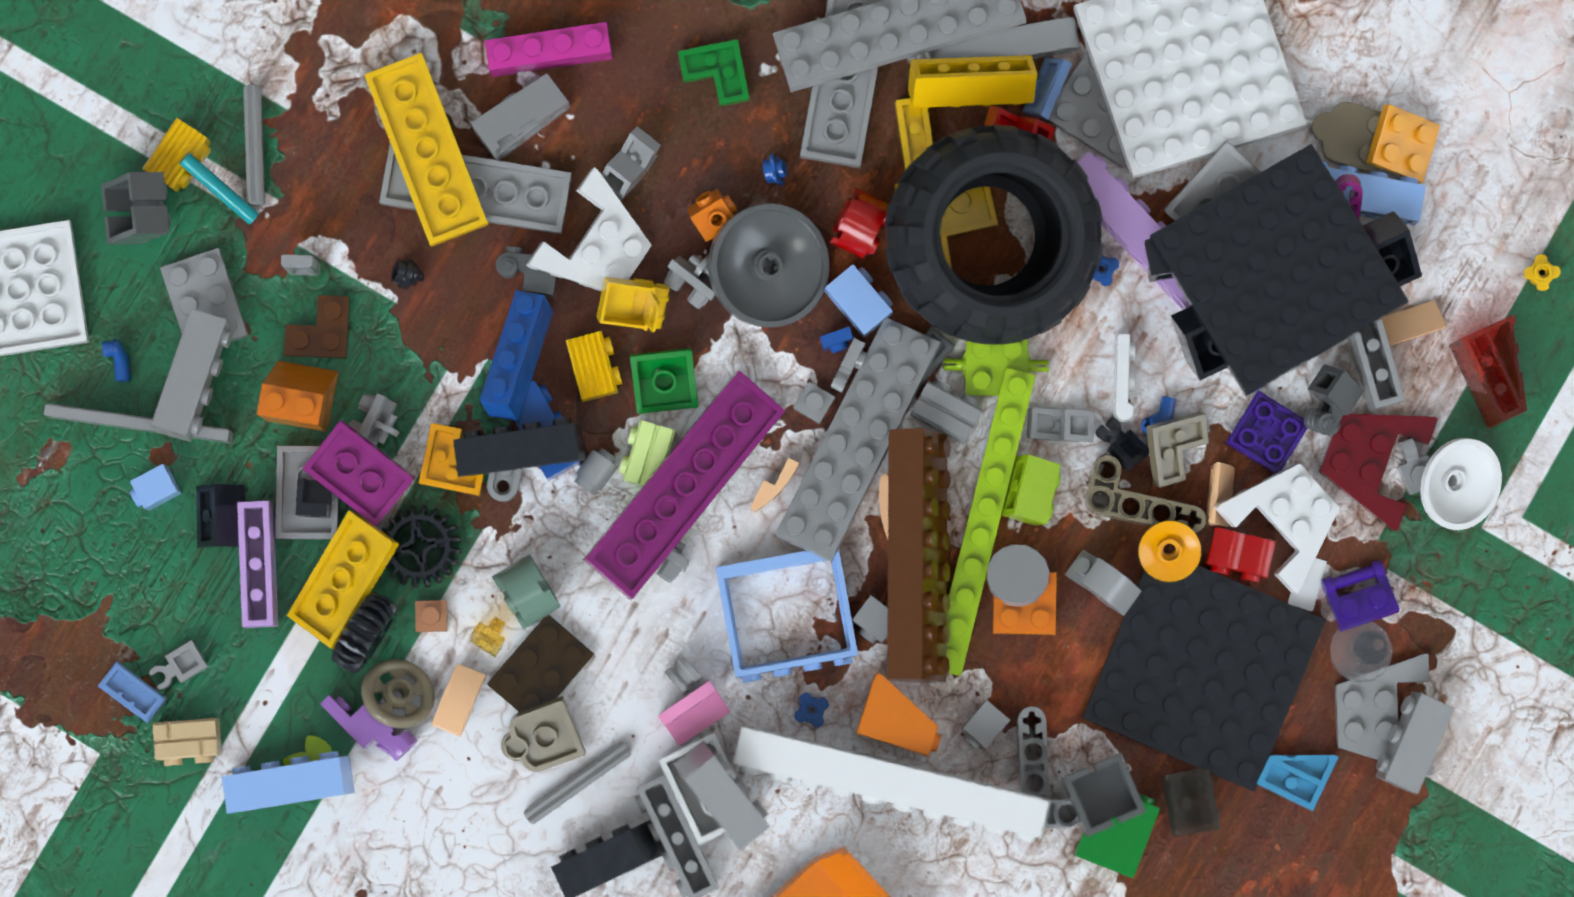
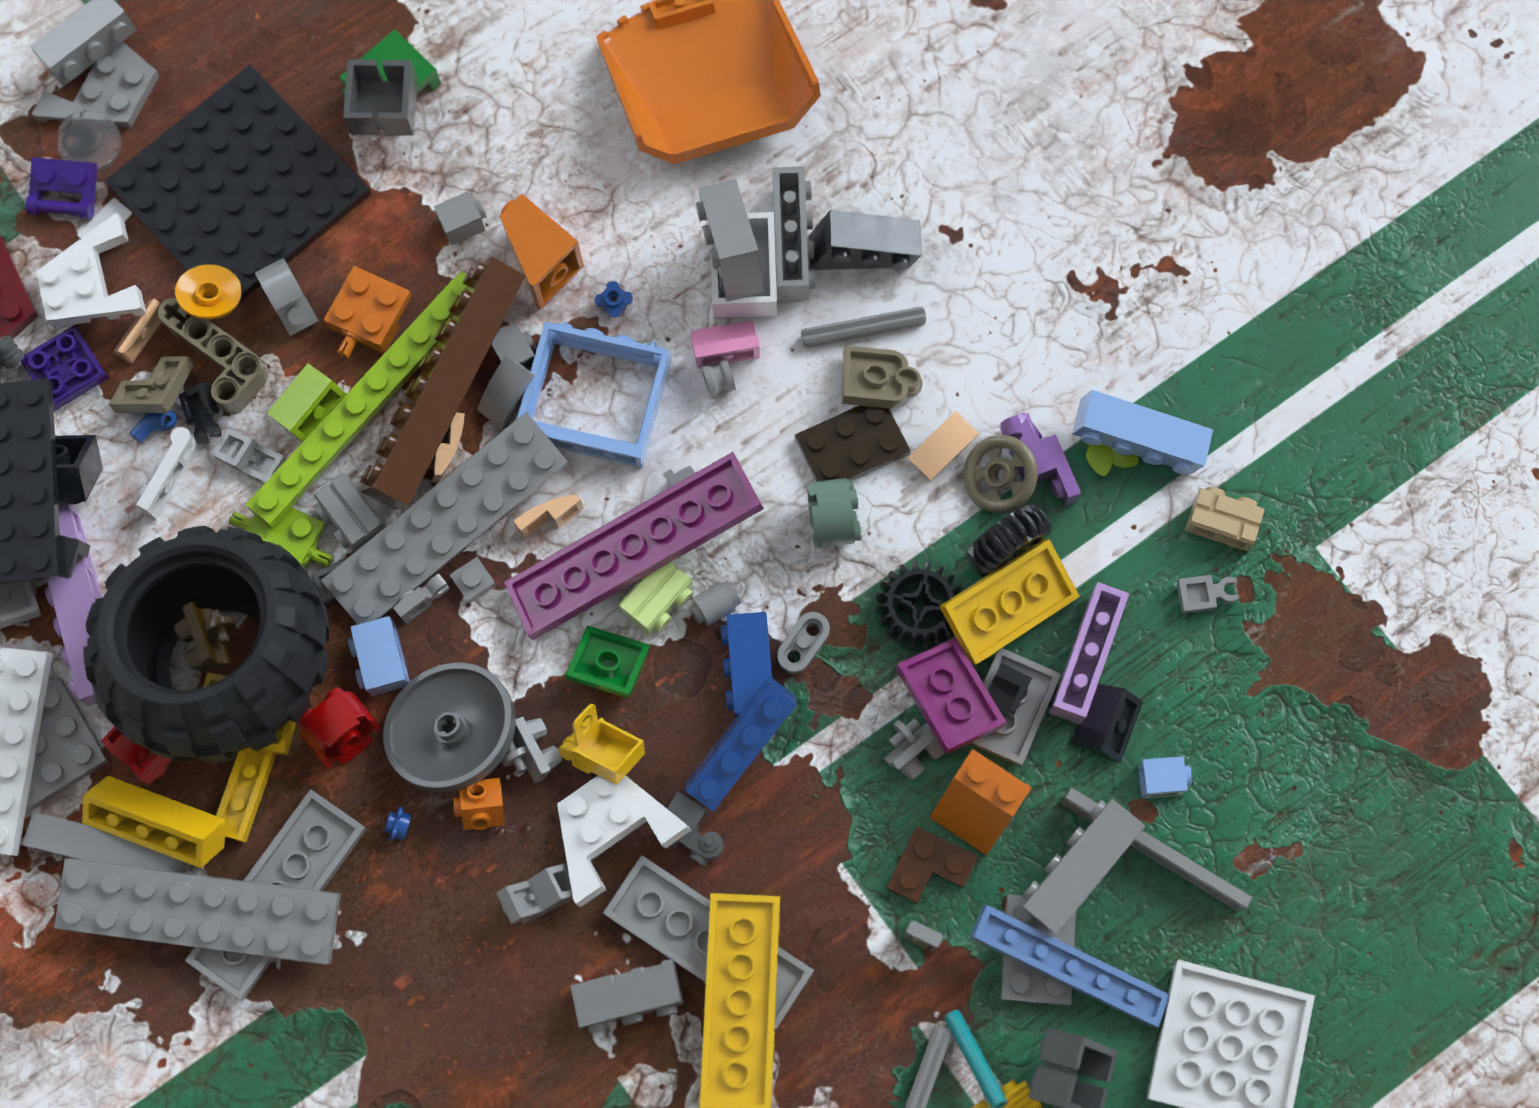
camera: 155 degrees left, 10 degrees down
(121, 359) = (1149, 925): blue arm -> none
(132, 692) = (1262, 588): medium blue plate -> none
(171, 293) = (1069, 966): none -> medium blue plate
(406, 273) = (818, 885): black plate -> none
(431, 616) = (937, 537): nougat plate -> none
(440, 466) = (864, 672): light orange plate -> none
(489, 637) = (888, 492): clear yellow tile -> none
(519, 449) = (779, 647): black brick -> none
(548, 49) = (566, 1055): dark pink brick -> none
(592, 366) = (671, 706): yellow brick -> none
(721, 62) = (396, 960): green plate -> none
(837, 340) = (420, 627): blue plate -> none
(863, 577) = (504, 391): none -> light grey slope
(893, 782) = (567, 189): white brick -> none
(972, 223) = (210, 635): none -> dark brown hips
(1017, 575) = (358, 327): light grey tile -> none
(1039, 766) = (430, 162): light grey beam -> none
(1048, 87) = (70, 795): medium blue plate -> none
(1191, 802) = (309, 76): clear smoke bracket -> none
(1240, 554) = (147, 268): red brick -> none
(1297, 777) = (203, 60): dark azure wing -> none

